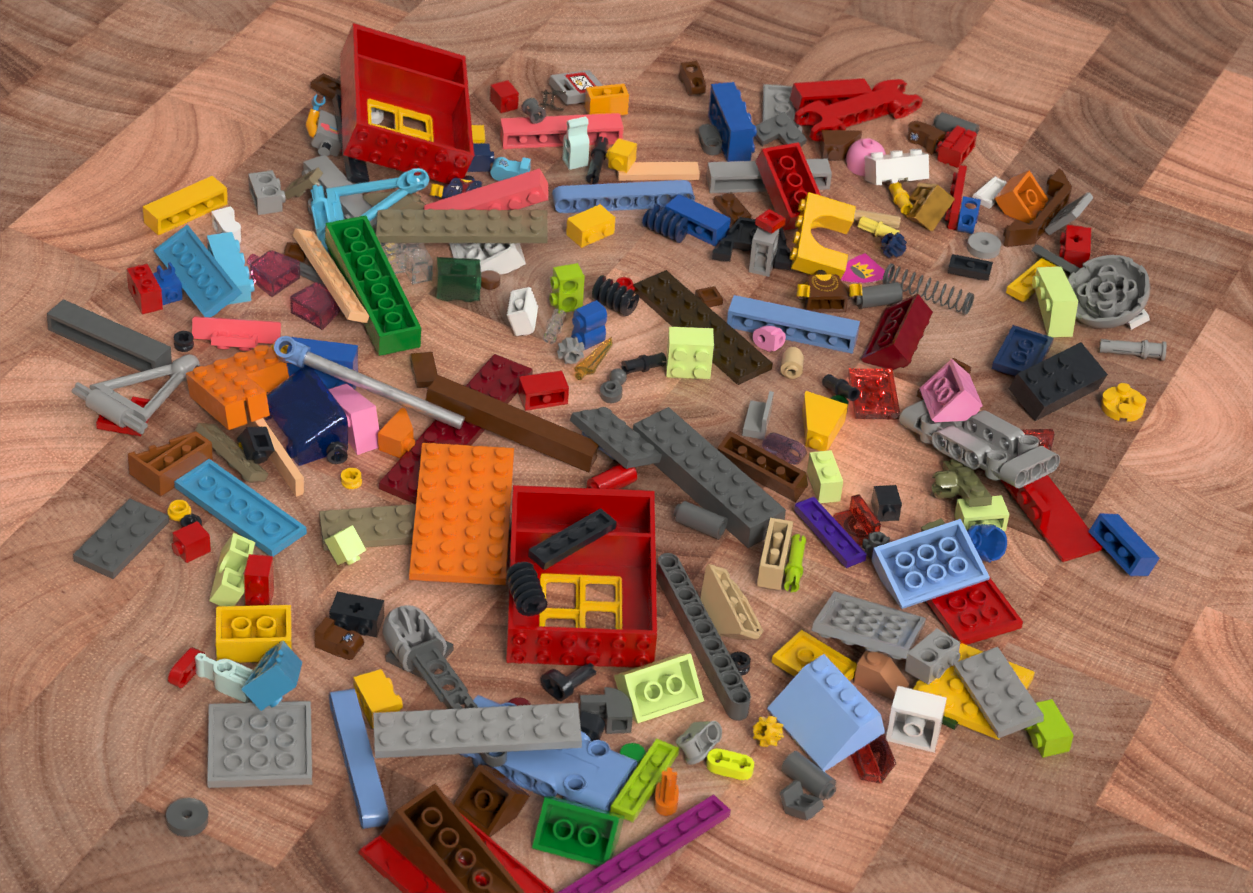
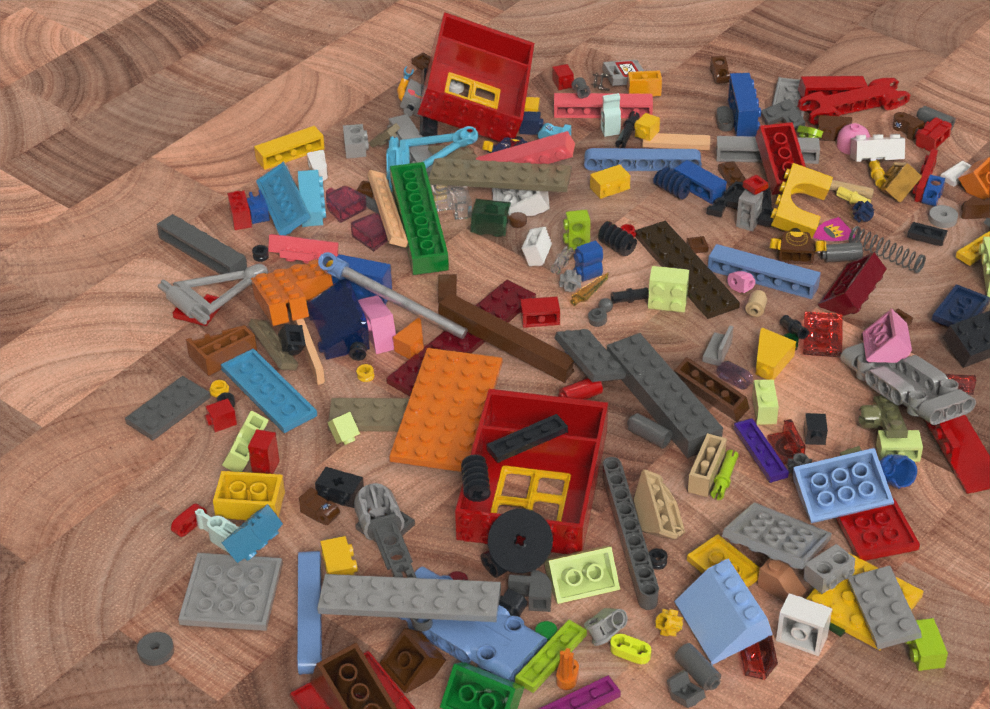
camera: 15 degrees right, 0 degrees up
(582, 674) = (536, 546): none -> black piece
(815, 152) = (809, 132): none -> lime plate

